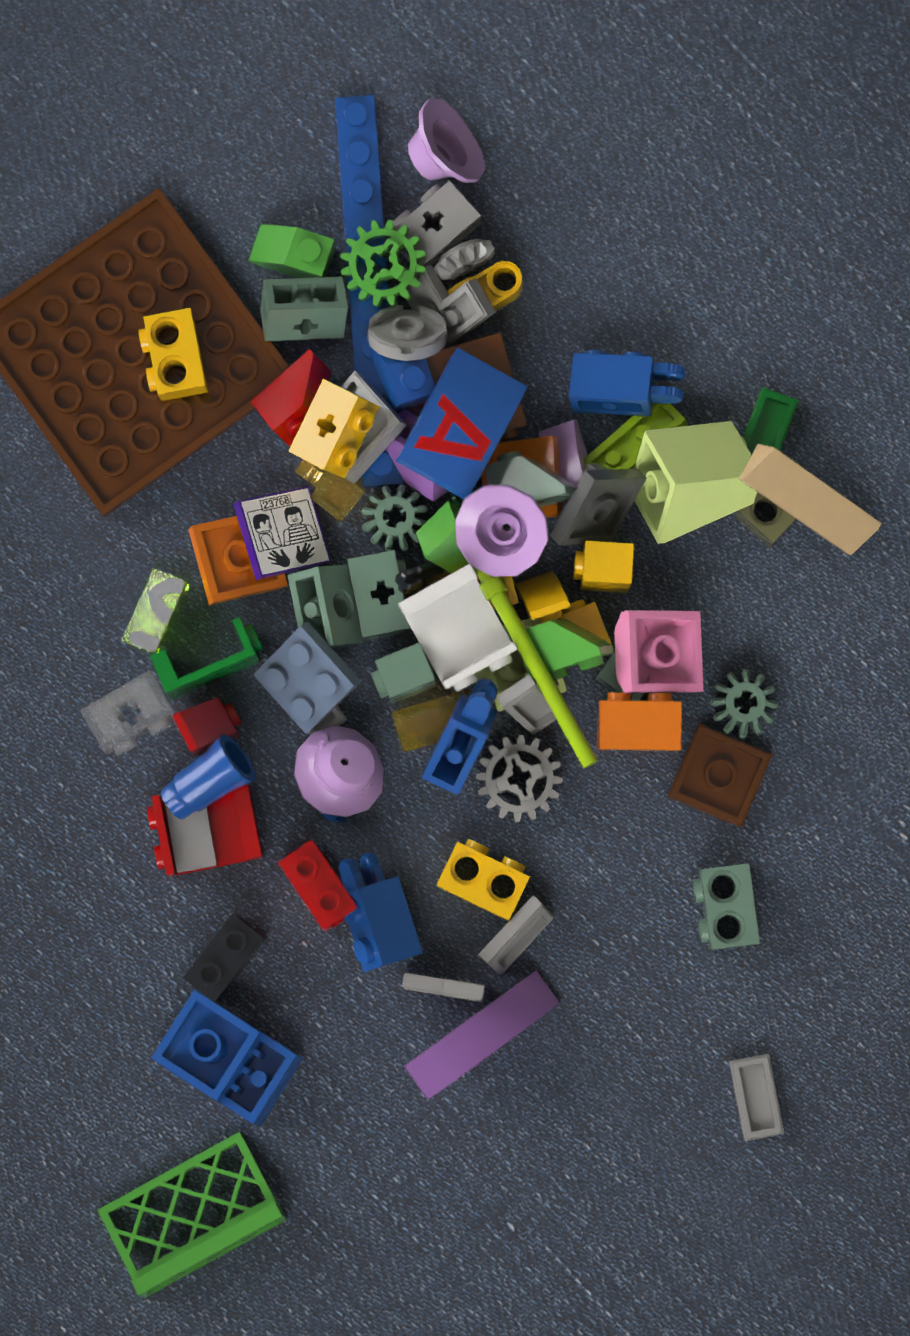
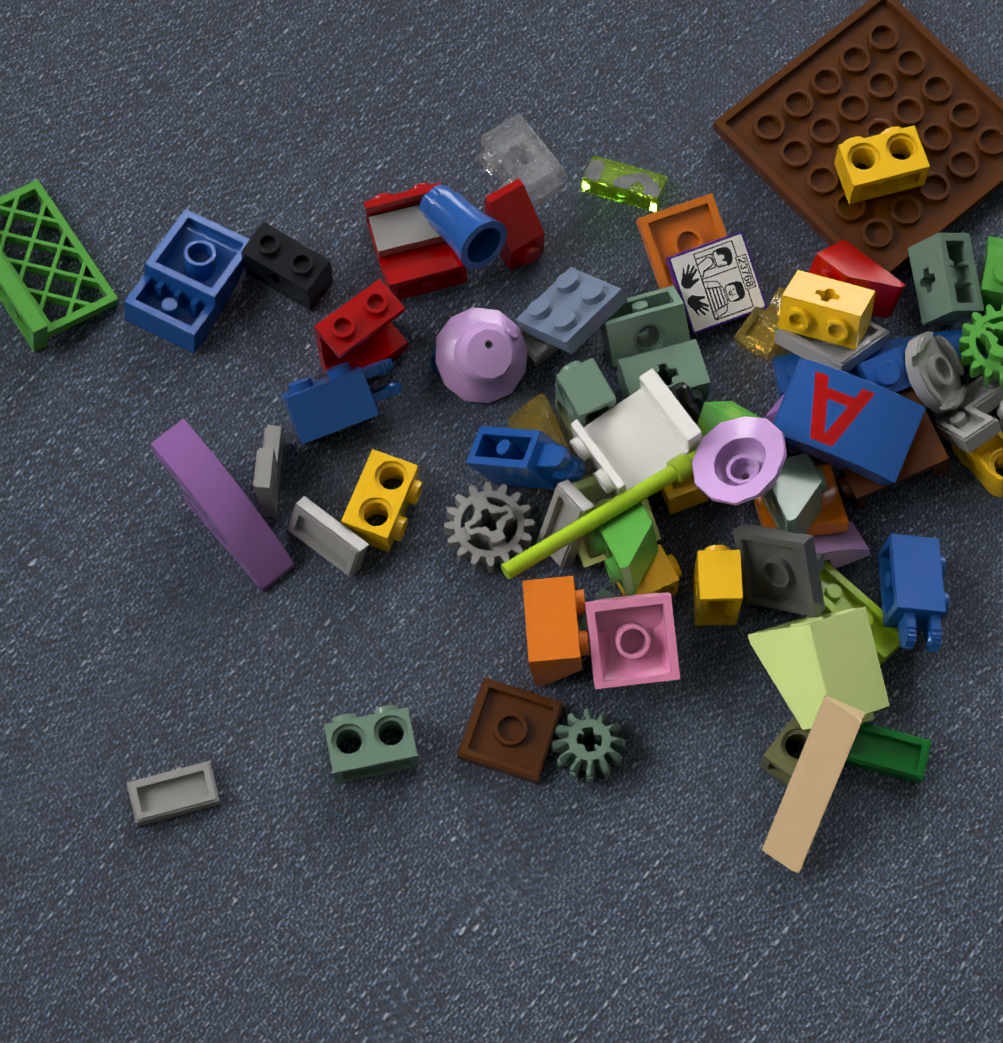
camera: 85 degrees right, 15 degrees down
(176, 686) = (559, 195): green panel -> none
(387, 507) = (737, 373): sand green gear -> none
(543, 597) = (677, 526): yellow slope -> none

